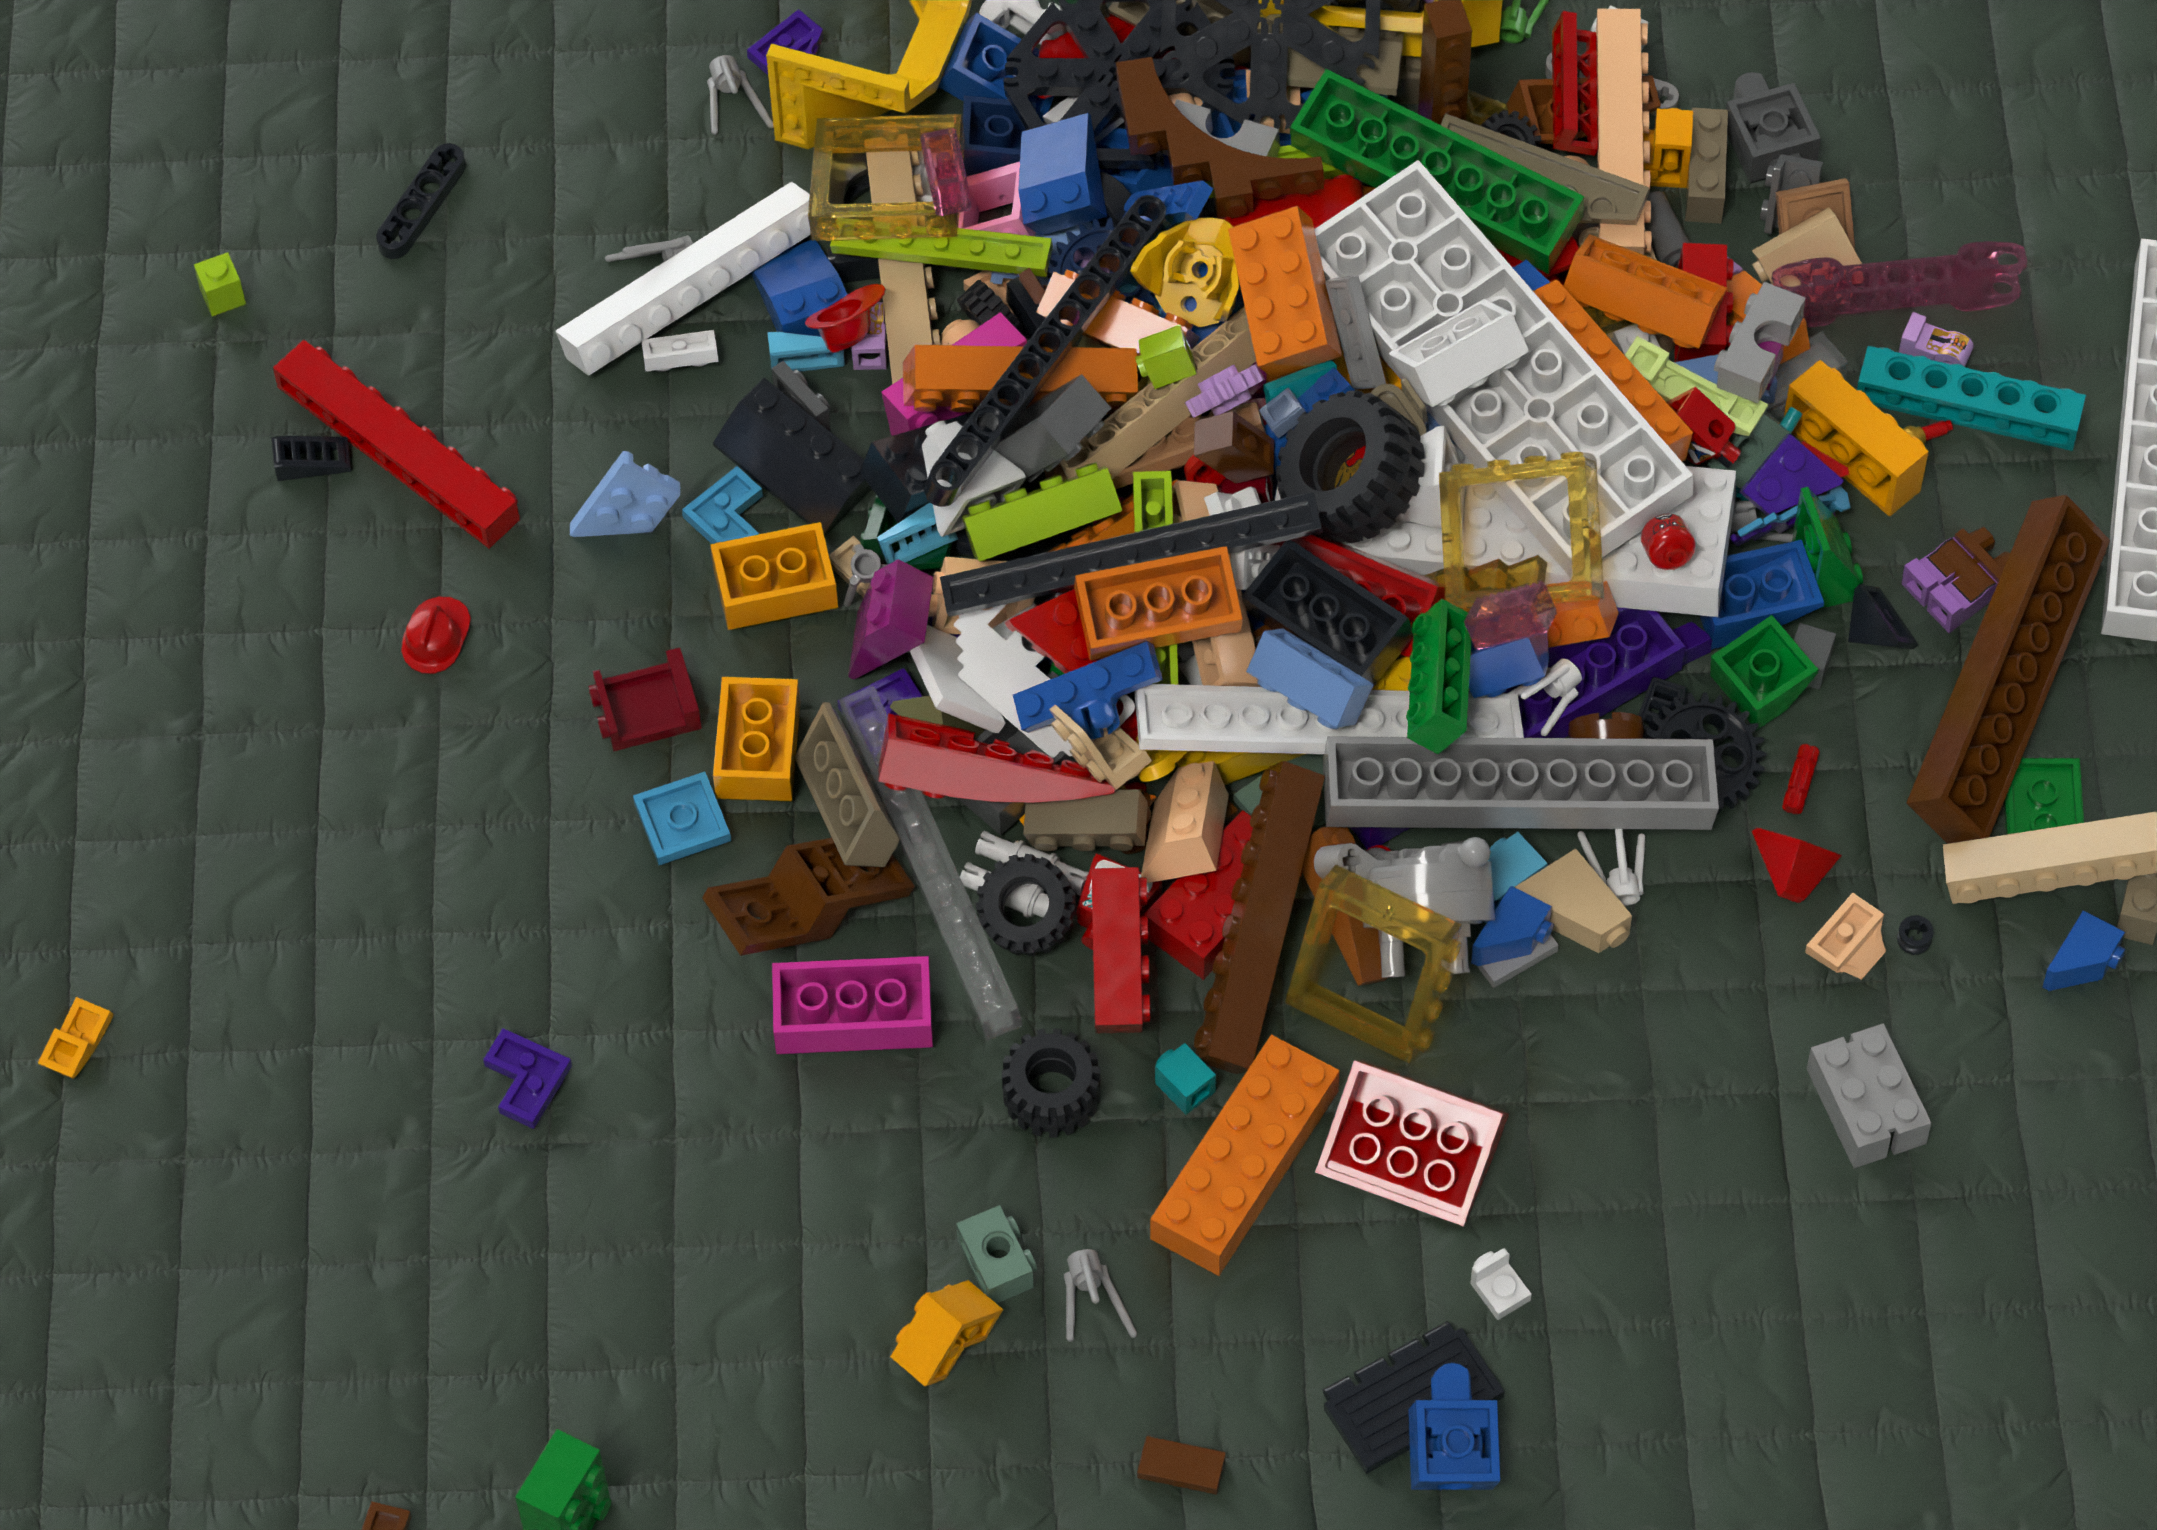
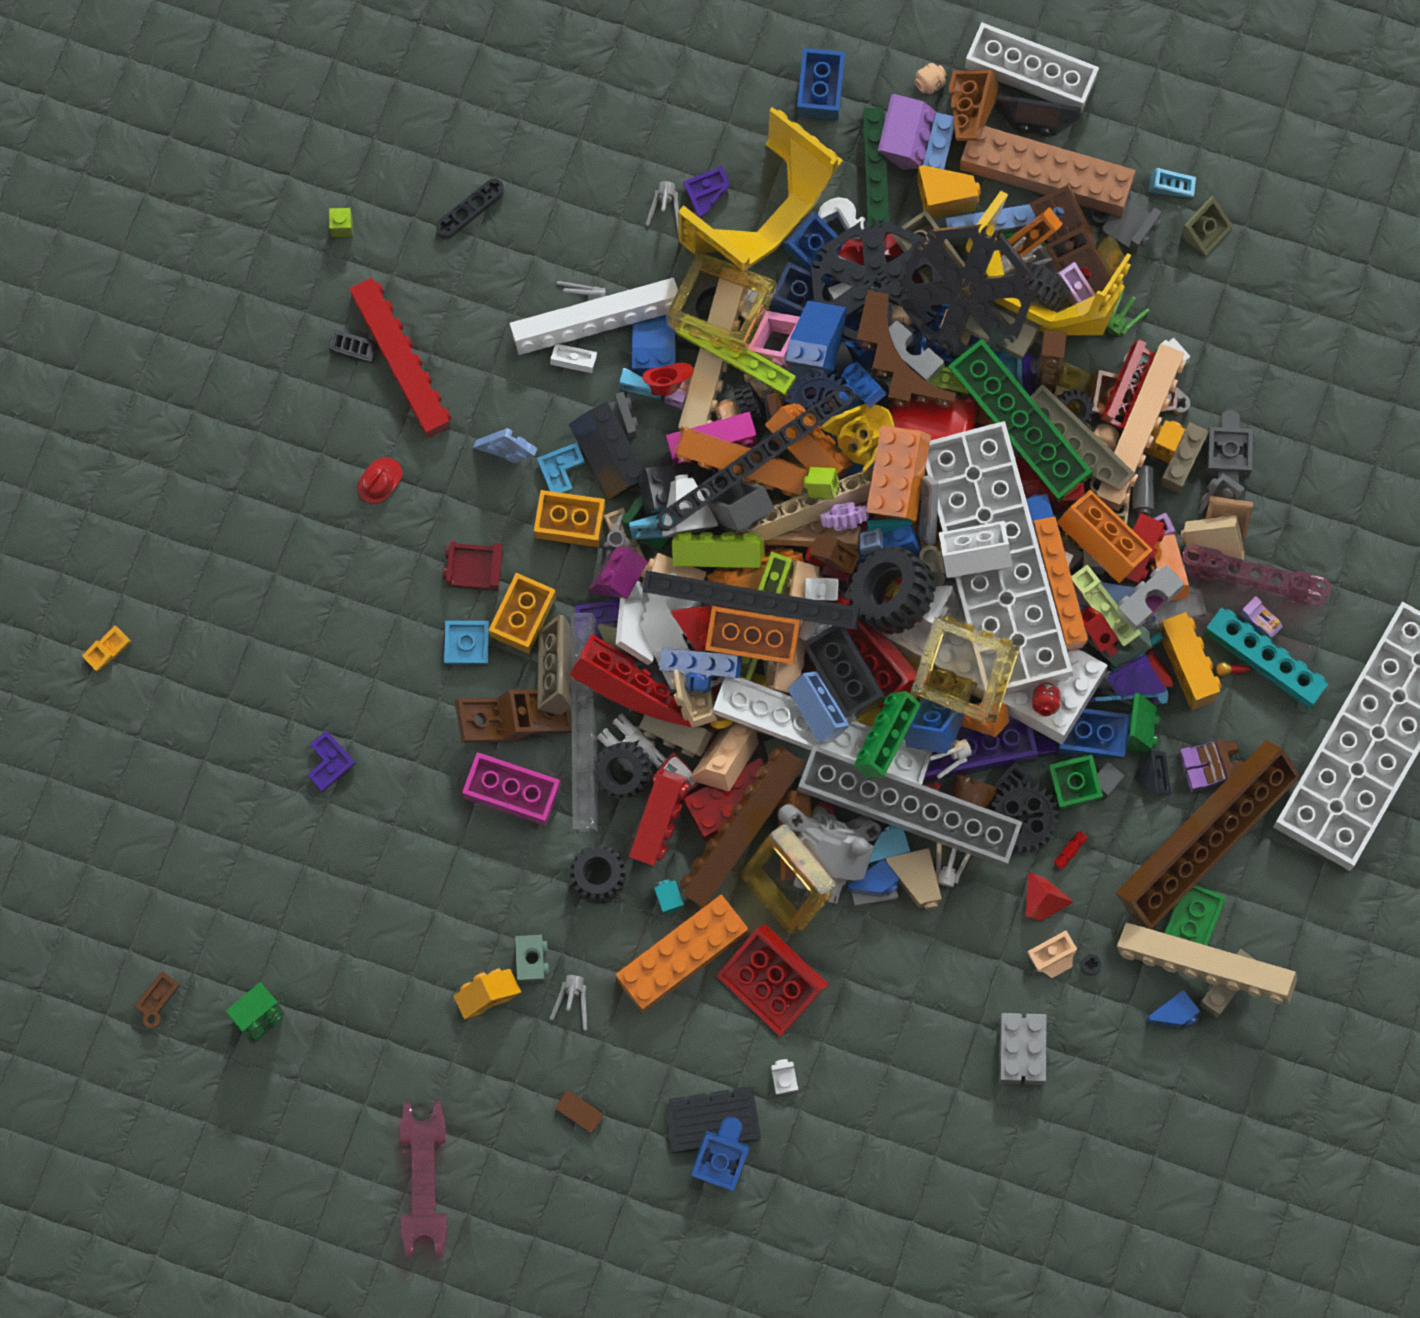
camera: 20 degrees right, 15 degrees up
(945, 171) = (747, 322): clear pink brick -> none
(1510, 615) = (938, 715): clear pink brick -> none

